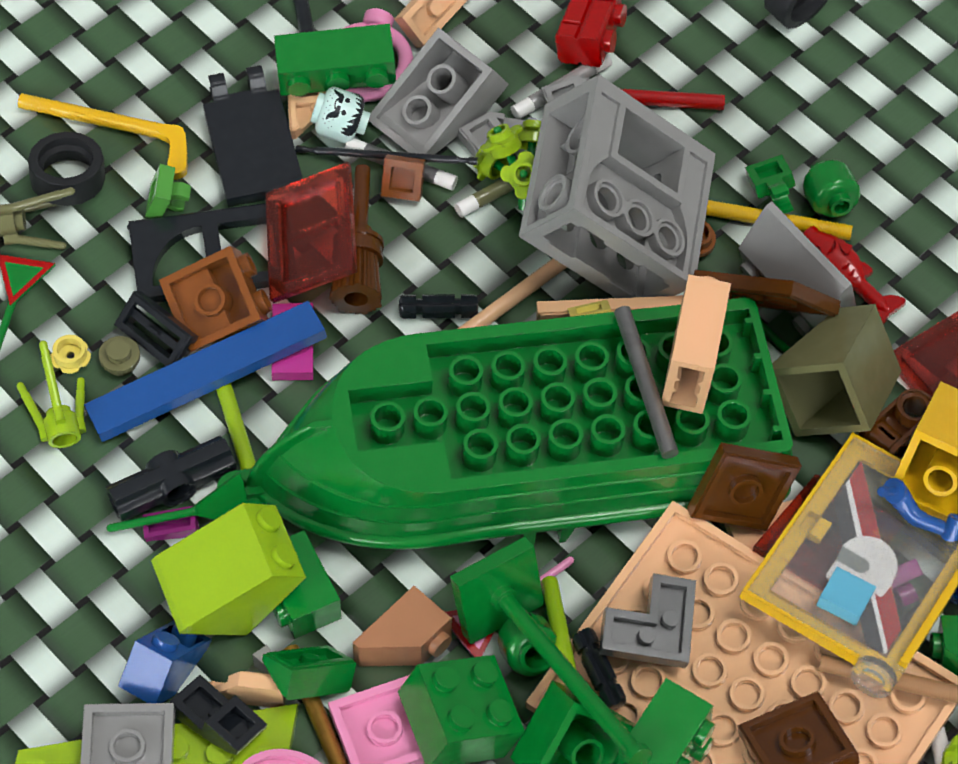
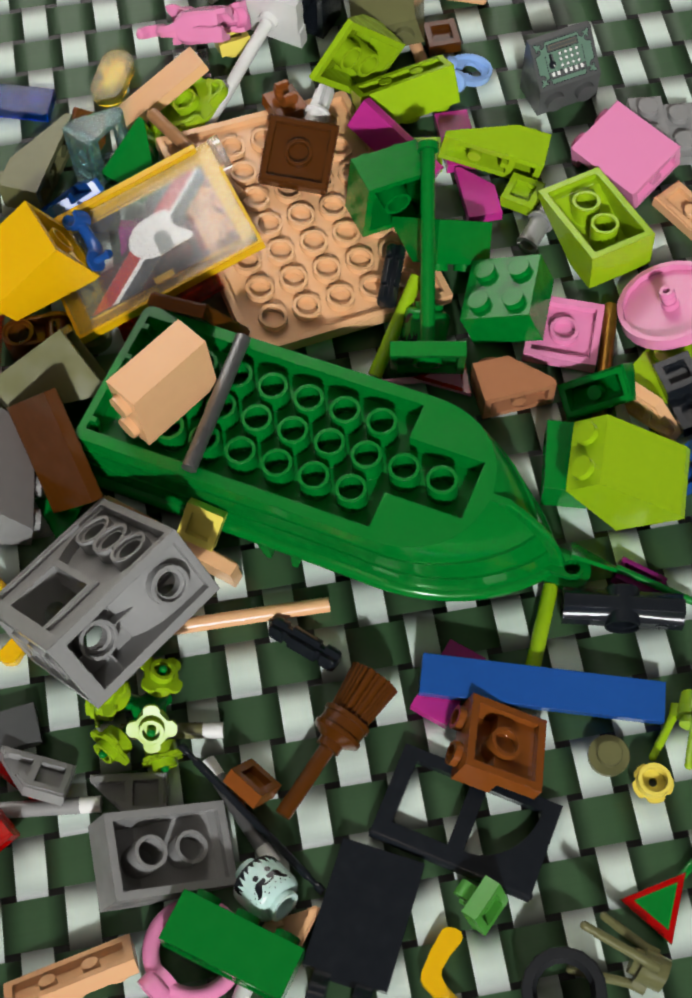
camera: 145 degrees left, 5 degrees up
(180, 347) = (565, 756): black tile -> none
(311, 232) = (376, 756): clear red piece -> none
(659, 635) = (333, 264): plate -> none
(846, 596) = (194, 204): medium azure tile -> none

